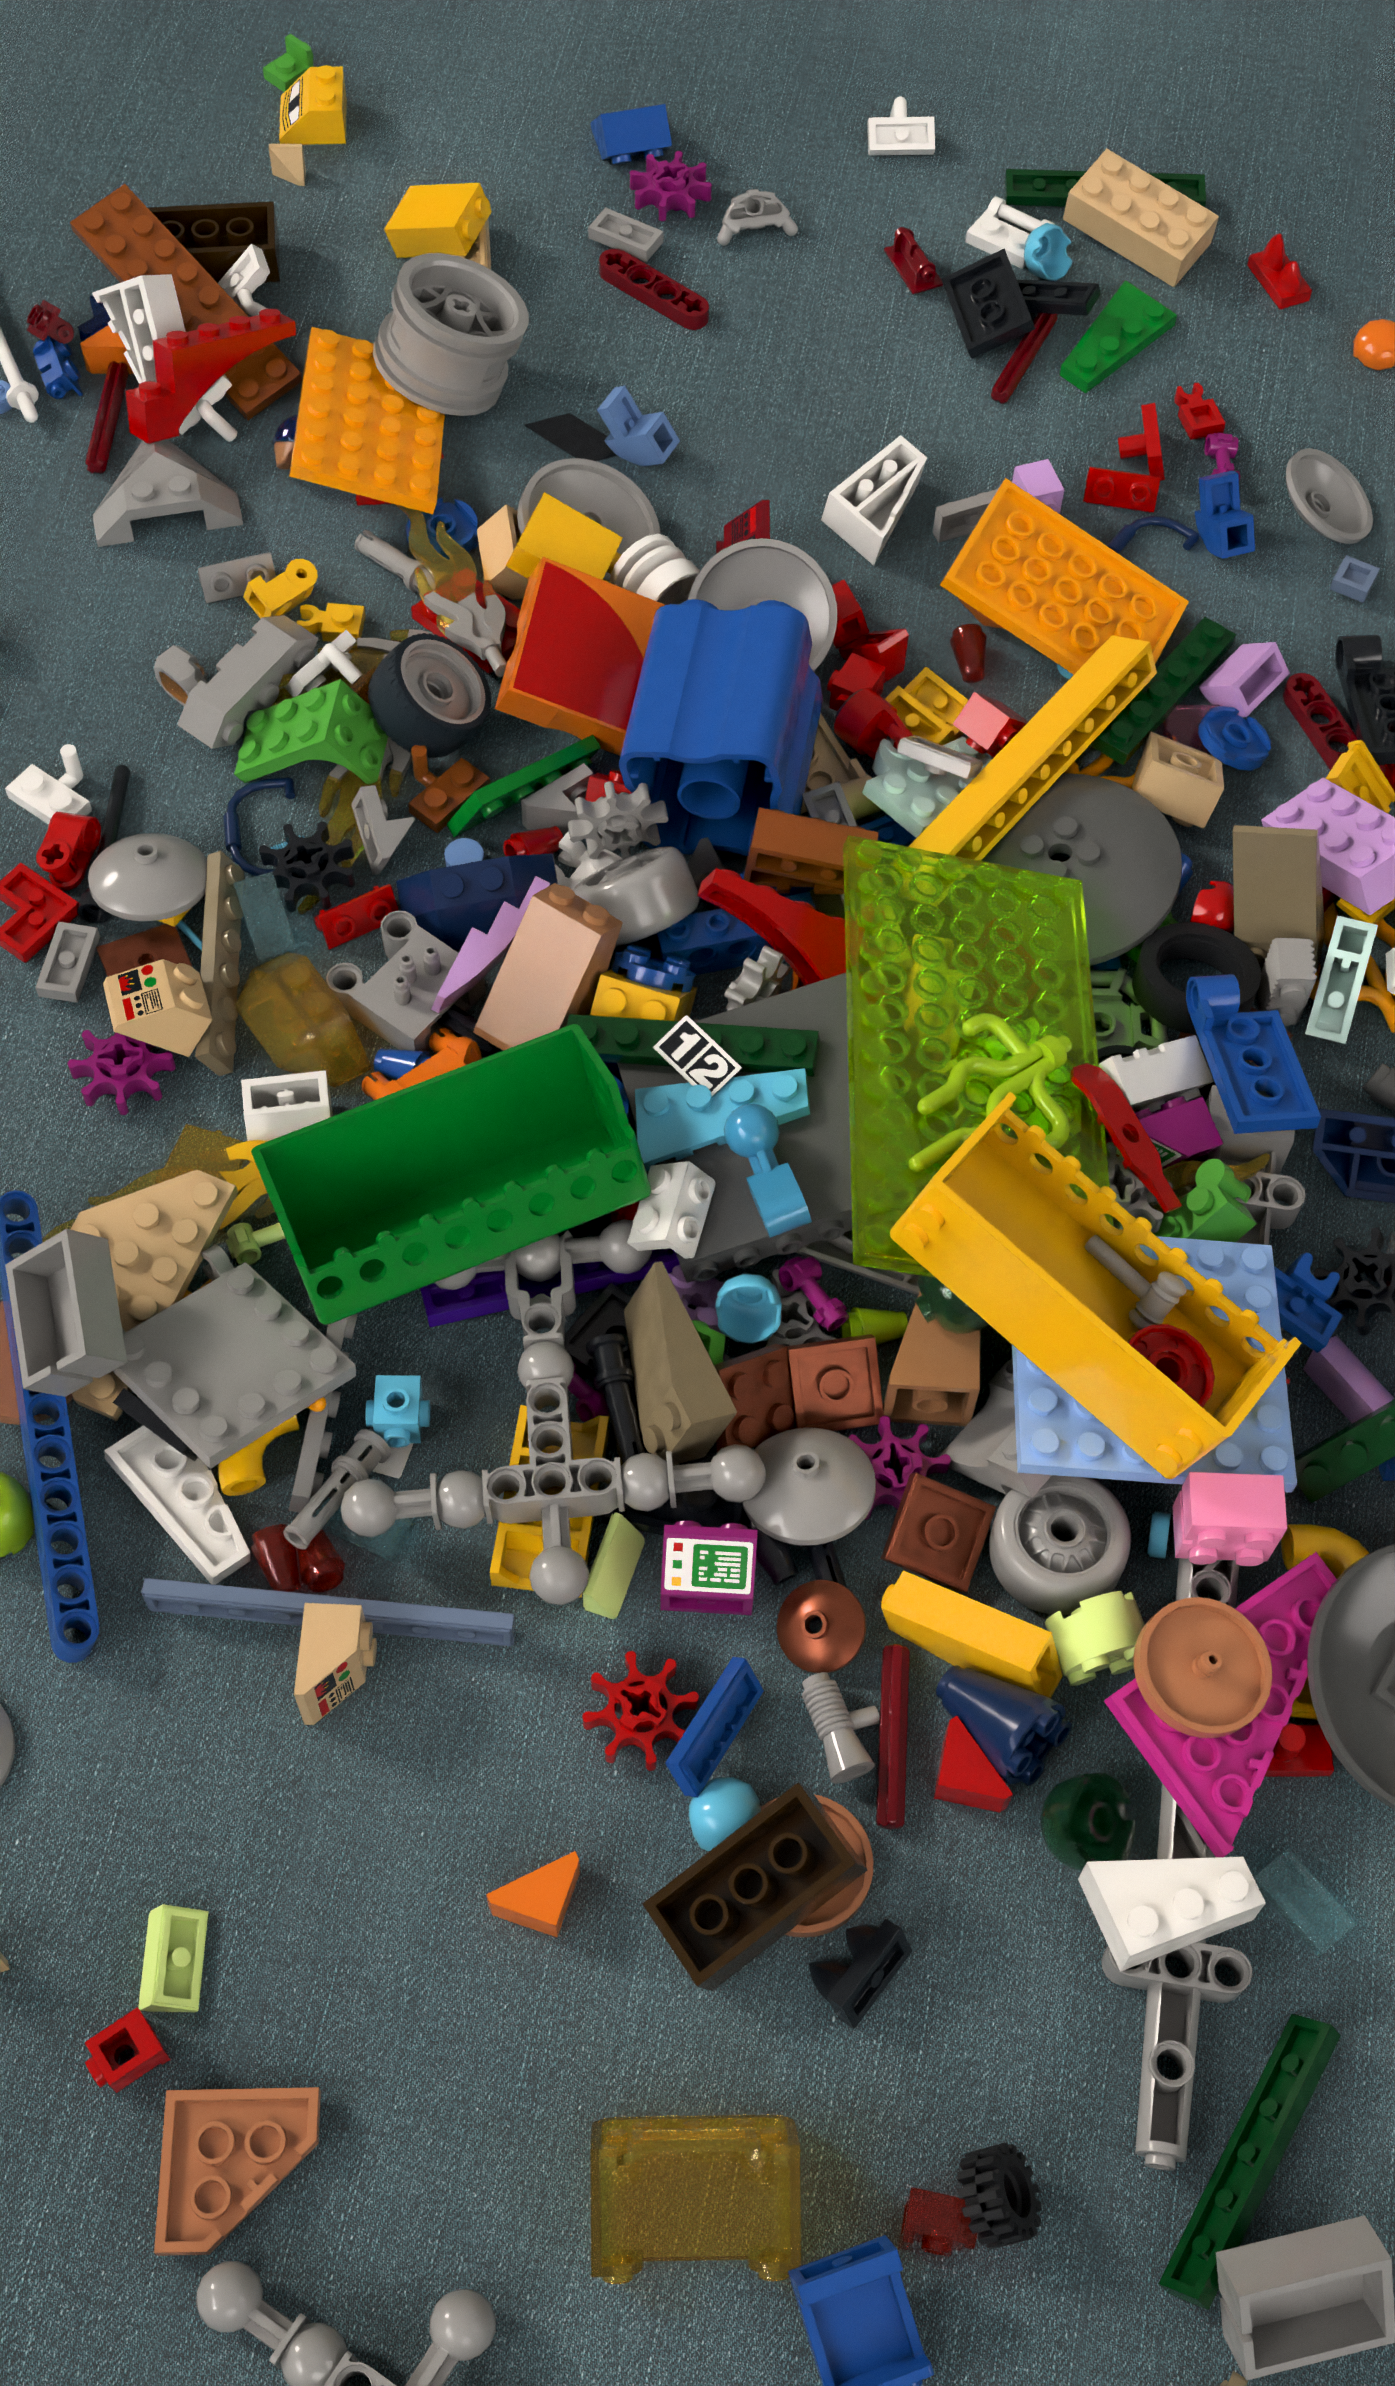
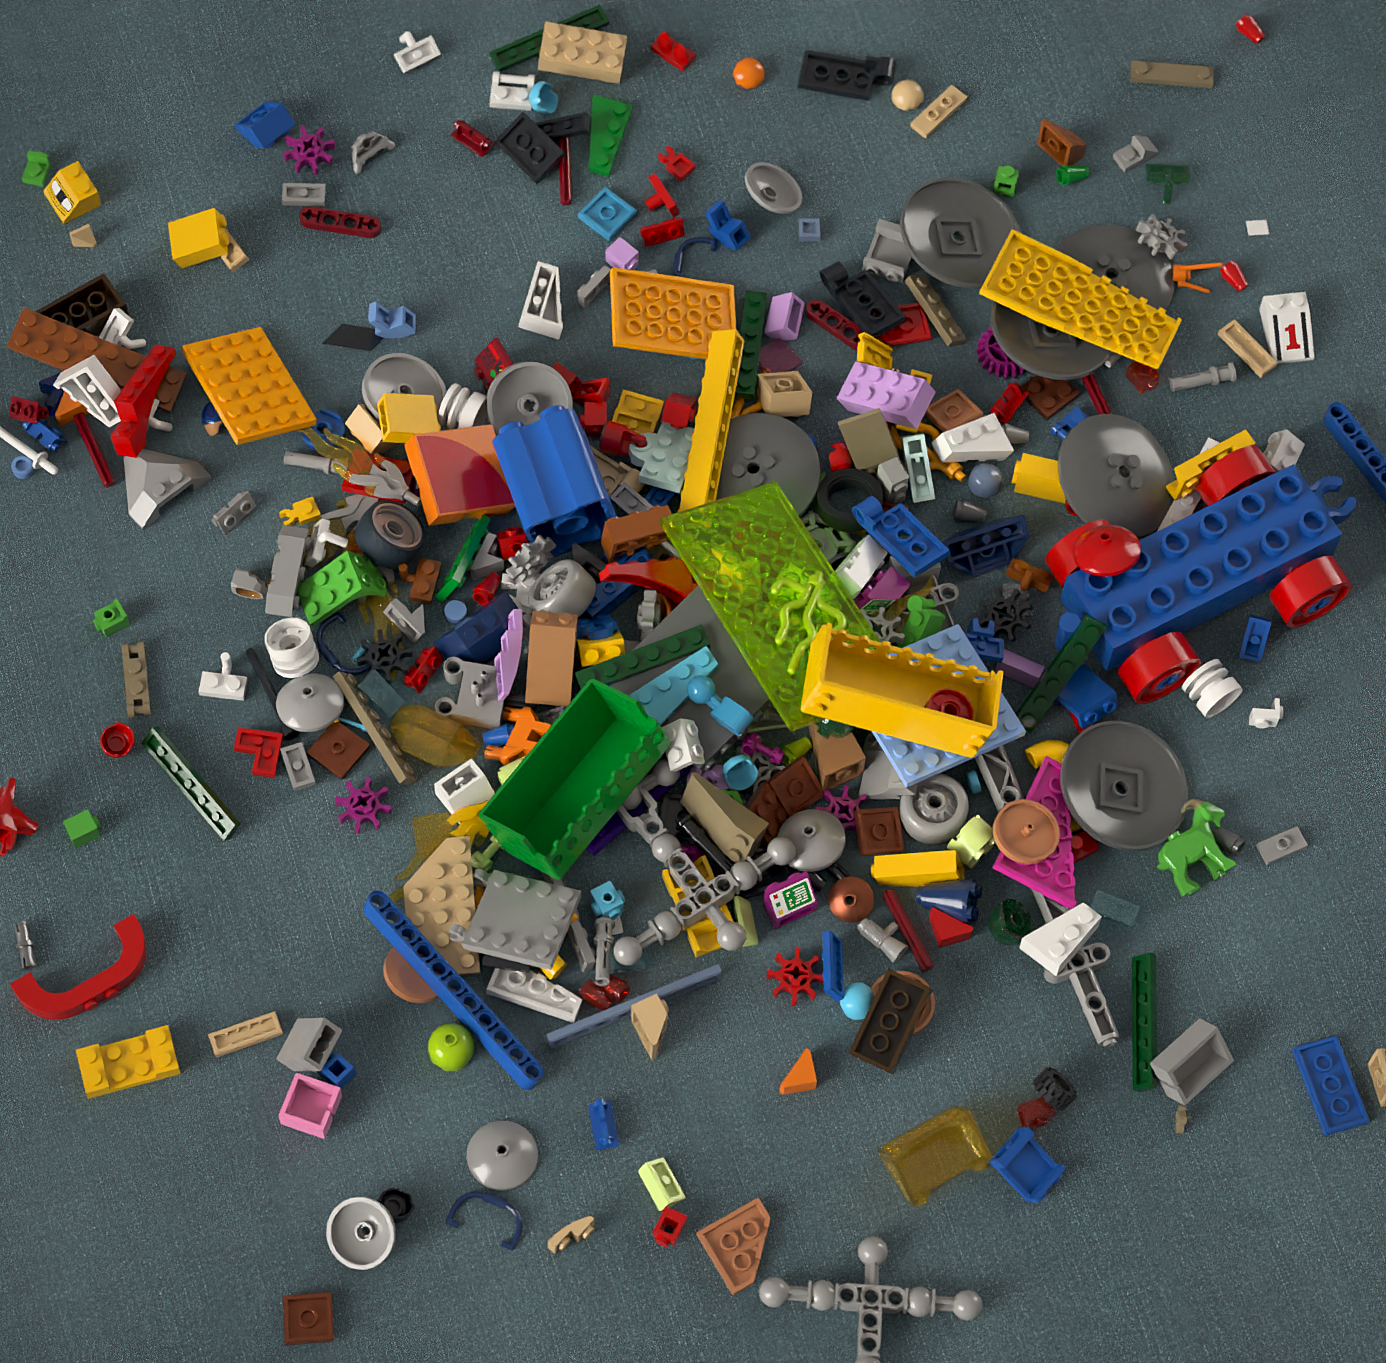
camera: 30 degrees left, 5 degrees up
(65, 1313) = (442, 935): light grey piece -> none
(68, 848) = (256, 704): red piece -> none
(143, 1793) = (603, 1124): none -> blue hinge
(159, 1005) = (367, 766): tan slope -> none
(173, 784) = (291, 647): none -> white wheel
(283, 591) = (268, 505): yellow leg -> none
(450, 334) = (264, 315): light grey wheel -> none
(697, 1056) = (651, 664): sticker -> none
(856, 1986) = (953, 1024): black tile -> none
(939, 758) = (667, 444): light grey plate -> none
(970, 651) = (639, 369): clear red cone -> none
(1052, 433) = (607, 214): none -> dark azure tile
(1125, 1131) = (863, 599): red piece -> none
(1155, 1298) = (927, 679): light grey piece -> none
(1222, 448) = (701, 180): magenta bar -> none
(1229, 1517) = (1004, 760): bright pink piece -> none
(1234, 739) = (797, 355): blue tile -> none

